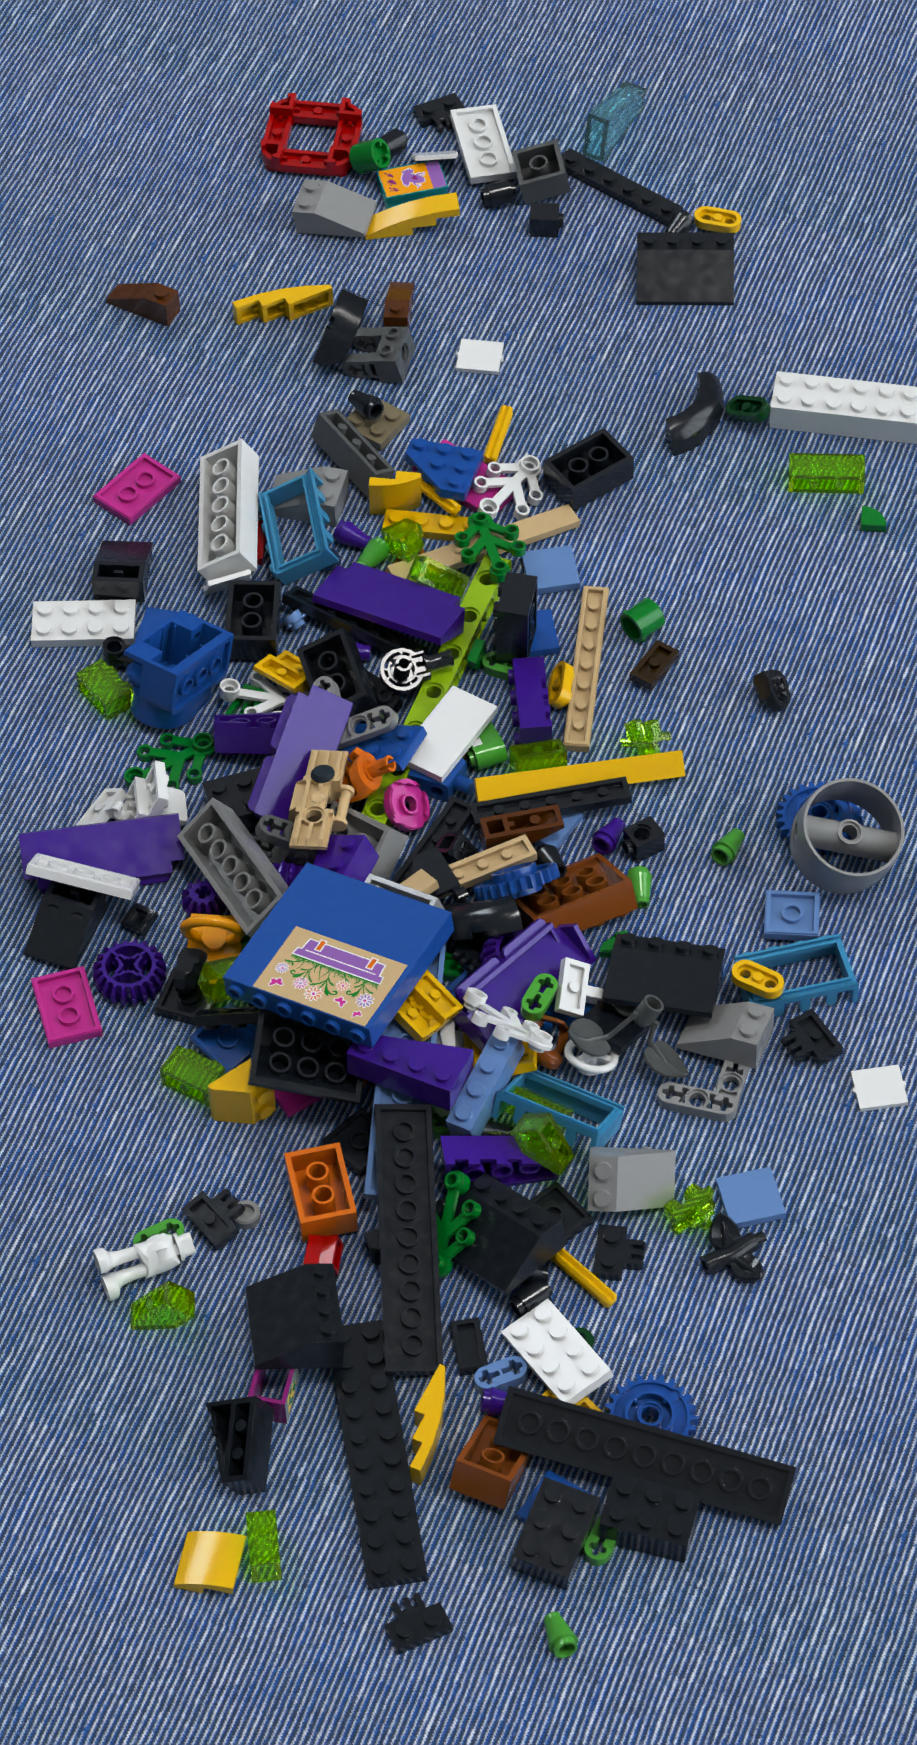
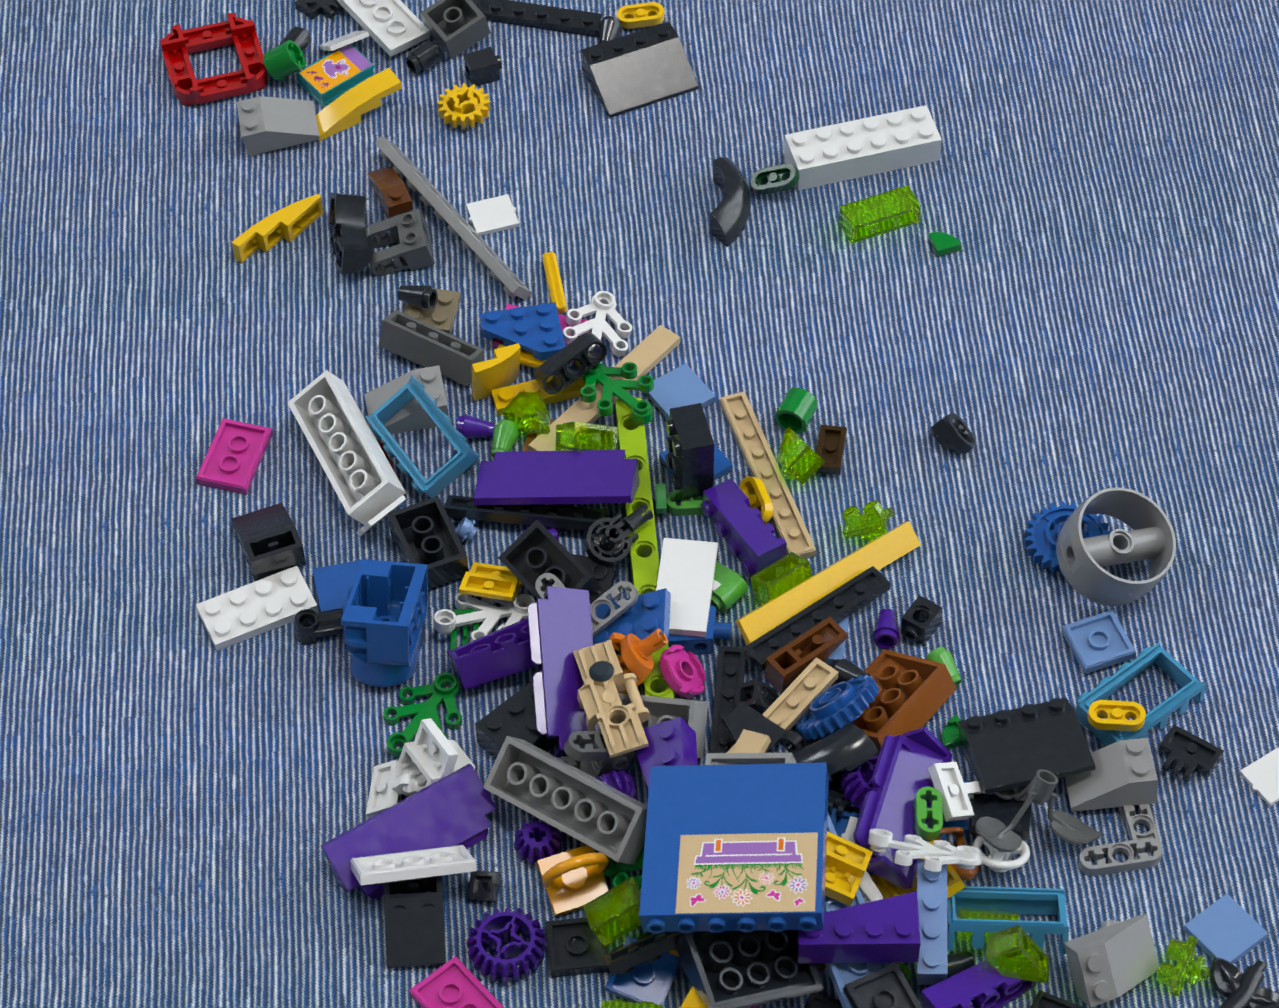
camera: 25 degrees left, 0 degrees up
(104, 689) = (318, 666): clear neon green brick -> none
(147, 300) = (142, 268): reddish brown slope -> none
(188, 969) = (569, 918): black rock -> none
(440, 347) = (456, 222): none -> light grey plate
(452, 516) = (583, 362): none -> black beam
(508, 250) = (463, 106): none -> yellow gear
(588, 469) = (663, 285): black brick -> none
(618, 660) = (797, 458): none -> clear neon green slope
(727, 847) = (1001, 599): bright green cone -> none

